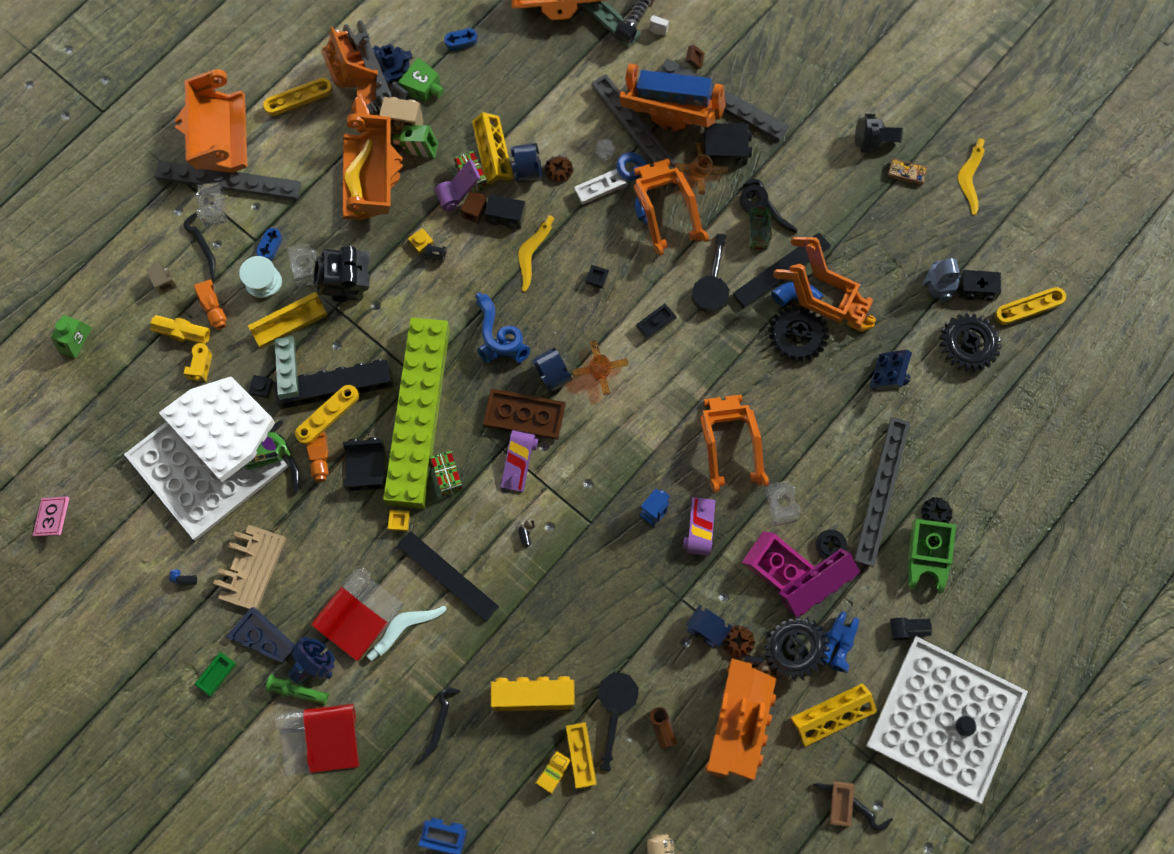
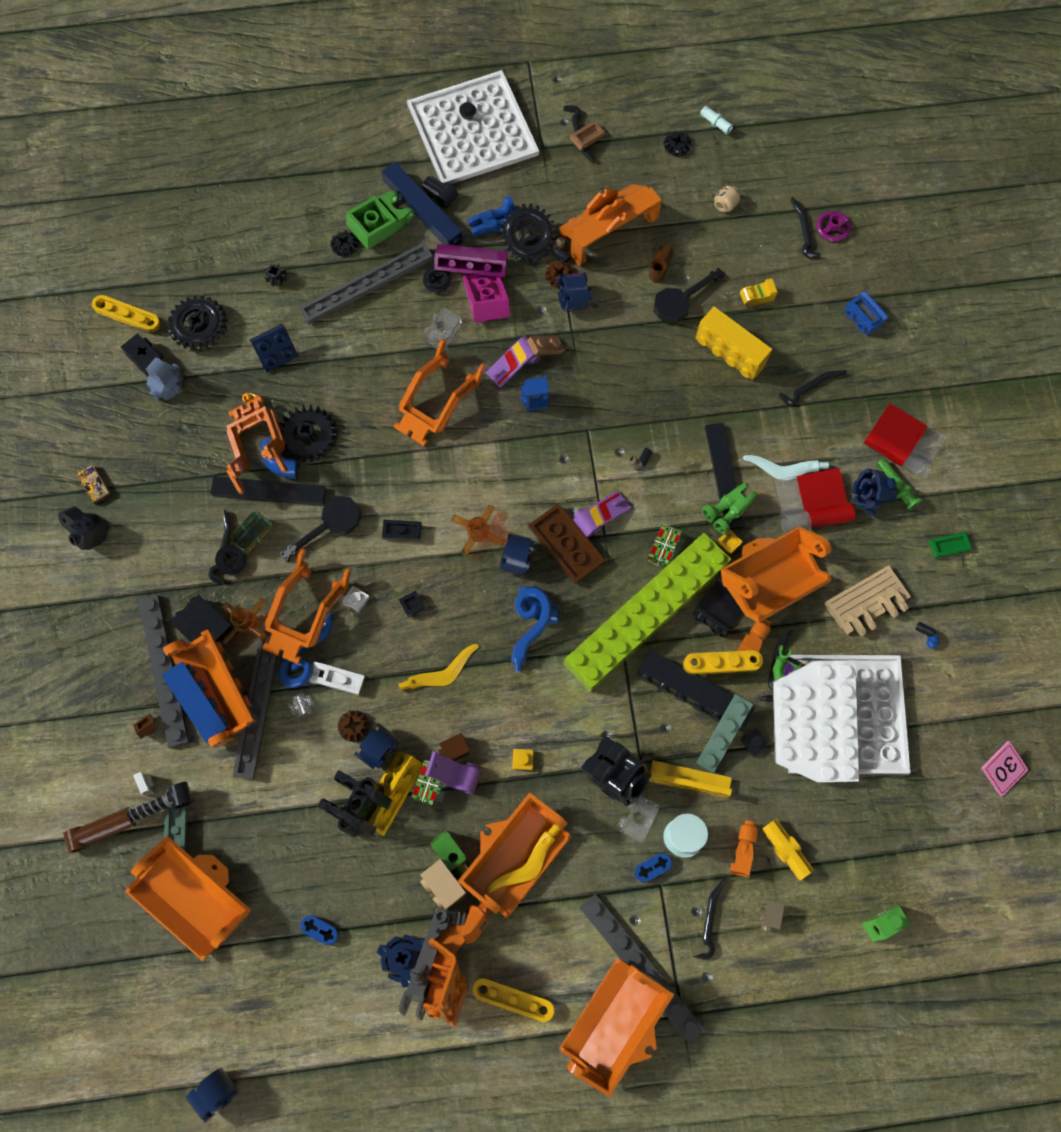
camera: 140 degrees left, 0 degrees up
(200, 363) = (787, 807): yellow leg -> none
(216, 212) = (663, 958): clear brick -> none
(260, 634) = (896, 545): dark blue wing -> none
(338, 517) = (776, 572): none -> orange piece
(398, 91) = (423, 918): dark grey tile -> none
(412, 547) = (735, 502): none -> bright green piece
(421, 81) = (392, 913): bright green torso -> none
(441, 250) = (520, 735): black bush -> none
(504, 115) = (359, 807): none -> black piece
(505, 211) = (432, 721): black brick -> none
(581, 755) = (730, 289): yellow plate -> none
(640, 249) = (355, 599): none -> white plate
(687, 559) = (545, 345): none -> medium nougat plate
(833, 710) = (540, 186): yellow fence -> none
(910, 599) = (424, 207): none -> dark blue brick
(953, 437) = (275, 275): none -> black gear
(966, 174) = (51, 446): yellow piece -> none

